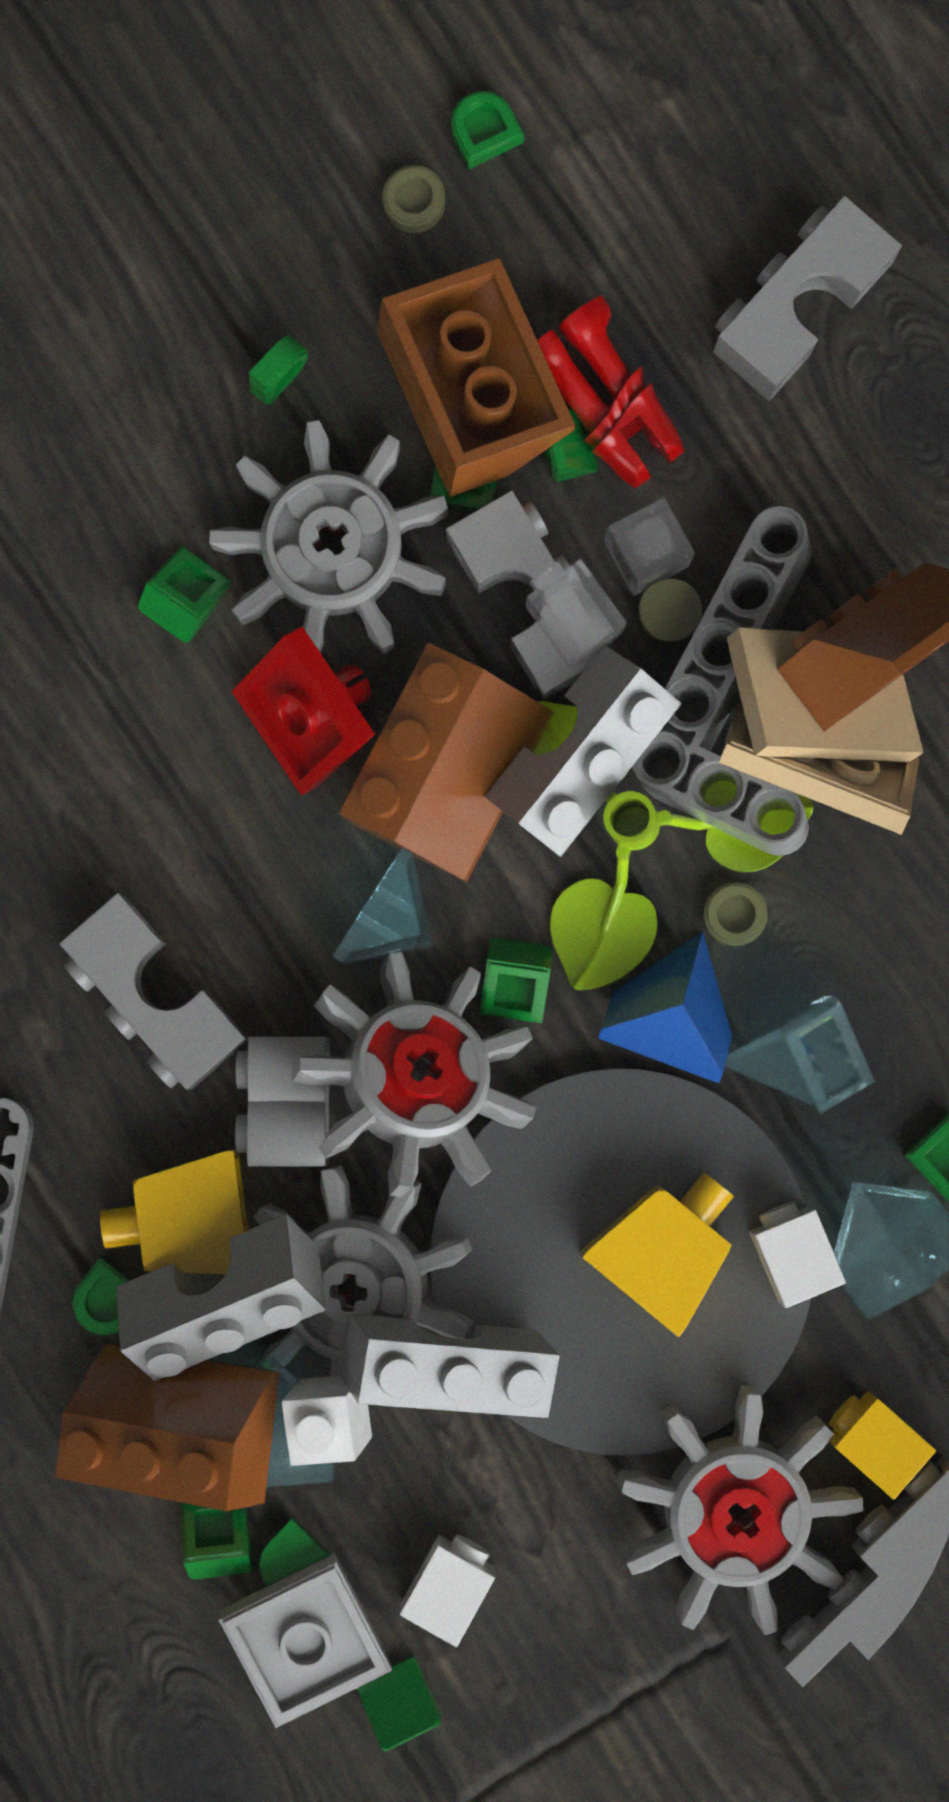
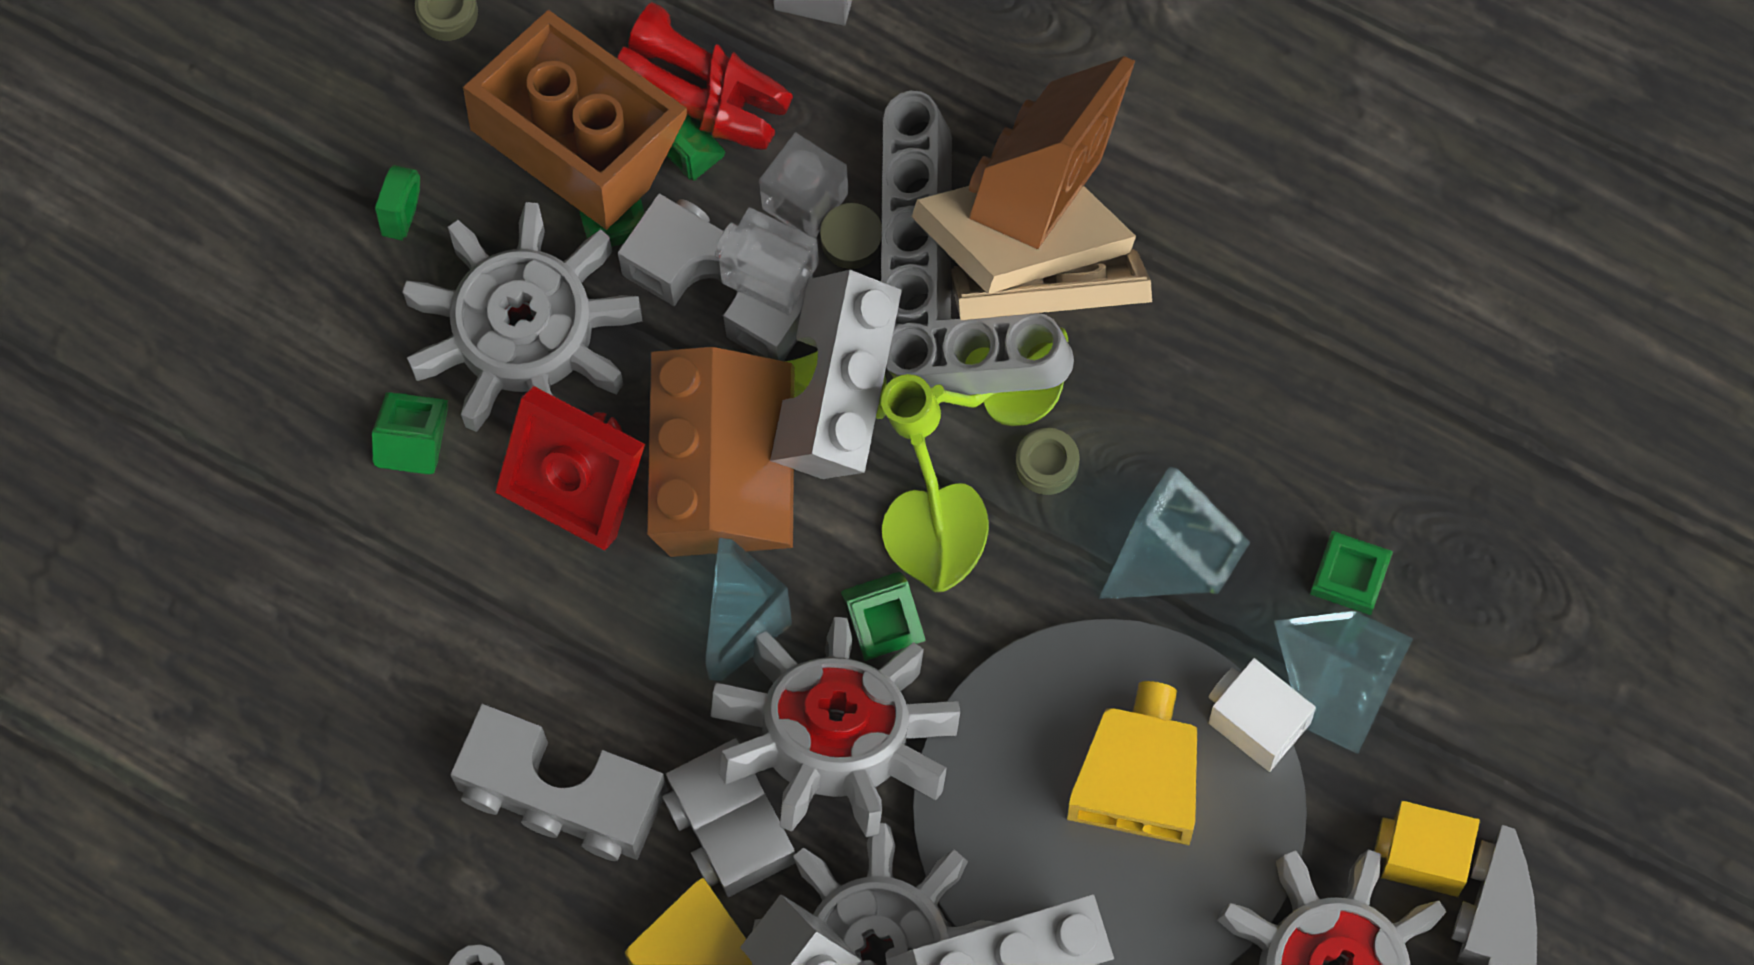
camera: 20 degrees left, 15 degrees down
(673, 1013) = (1038, 568): blue slope -> none

